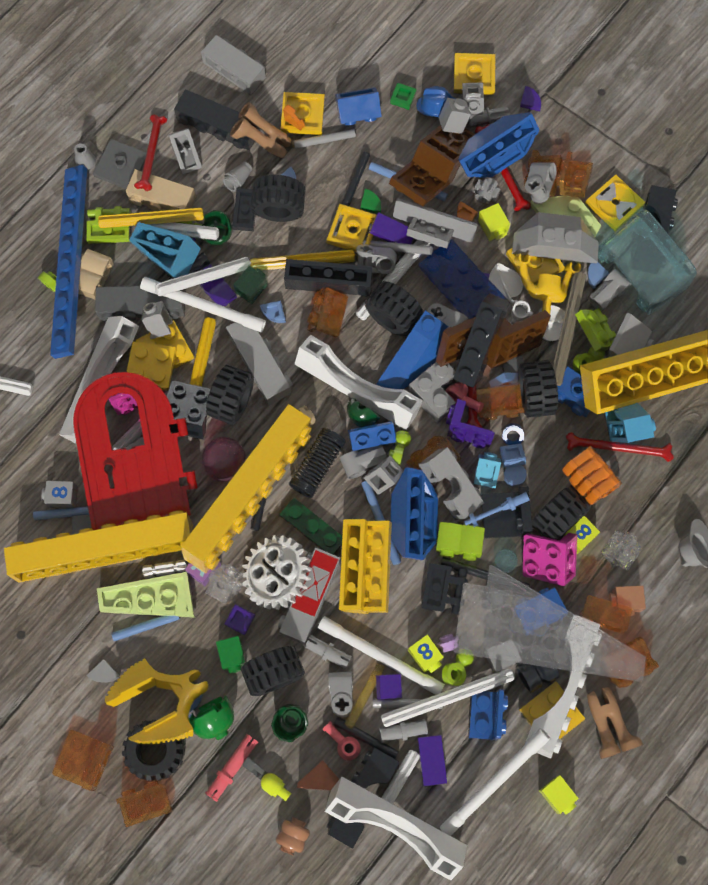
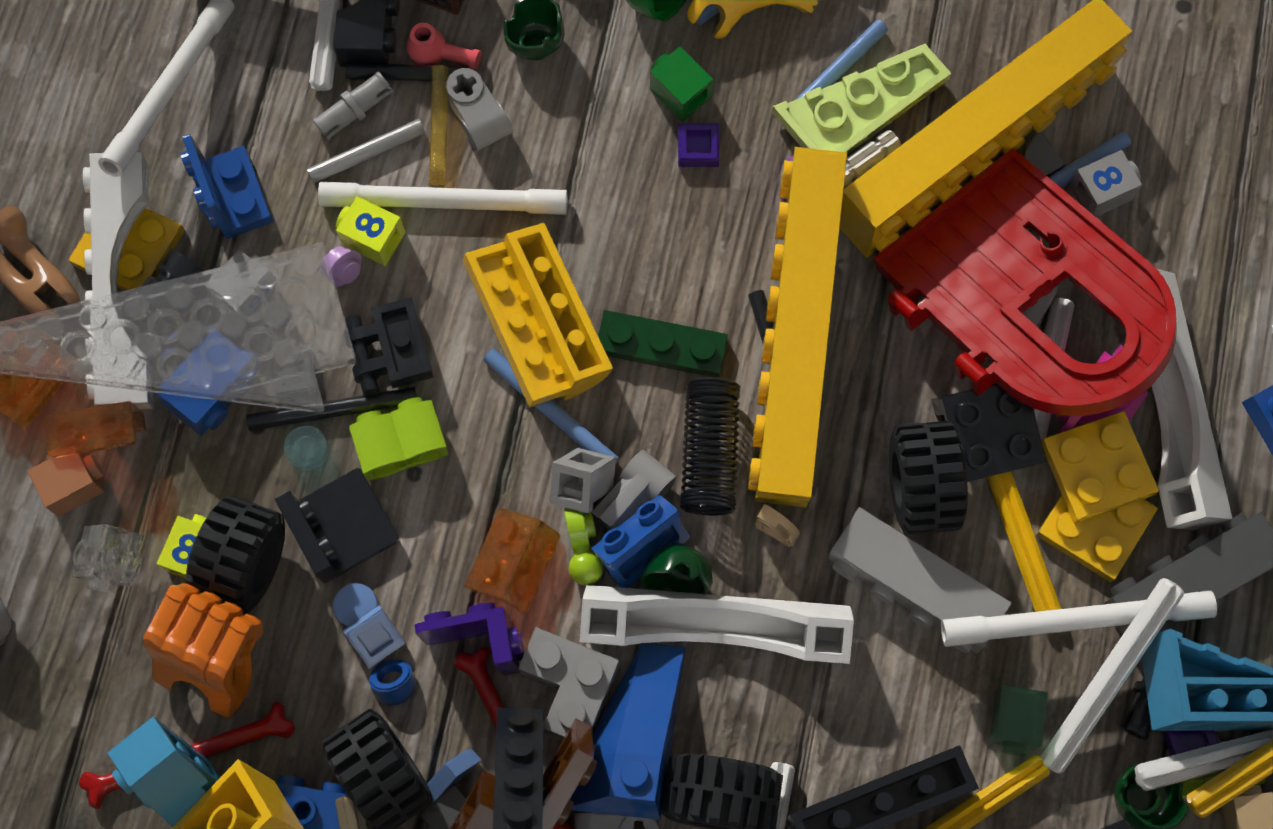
camera: 155 degrees right, 0 degrees up
(156, 319) = (1153, 546): light grey window -> none
(218, 291) = (1069, 677): dark purple tile -> none
(223, 458) = (875, 380): clear pink cylinder -> none
(224, 583) = (752, 175): clear brick -> none
(272, 670) = (597, 74): black tyre -> none
(273, 311) = (945, 694): medium blue tile -> none
(289, 555) = (686, 225): white gear -> none
(304, 613) = (604, 228): light grey brick -> none
(327, 312) = (846, 739): clear orange bracket -> none
(327, 651) = (530, 161): light grey pin -> none
(388, 686) = (406, 157): dark purple tile -> none
(414, 515) = (494, 434): blue wedge -> none
(432, 760) = (288, 89): dark purple tile -> none
(447, 697) = (303, 180): white axle -> none
(457, 669) = (310, 223): lime plate -> none
(460, 391) = (513, 694): coral bar -> none
(464, 496) = (484, 532): light grey arch -> none
(487, 470) = (407, 588): medium azure bracket -> none
(500, 401) = (441, 723): clear orange bracket -> none
(510, 503) = (332, 525): medium blue piece -> none
(550, 558) = (225, 468): dark pink bracket -> none
(559, 795) = (66, 128): neon yellow brick -> none

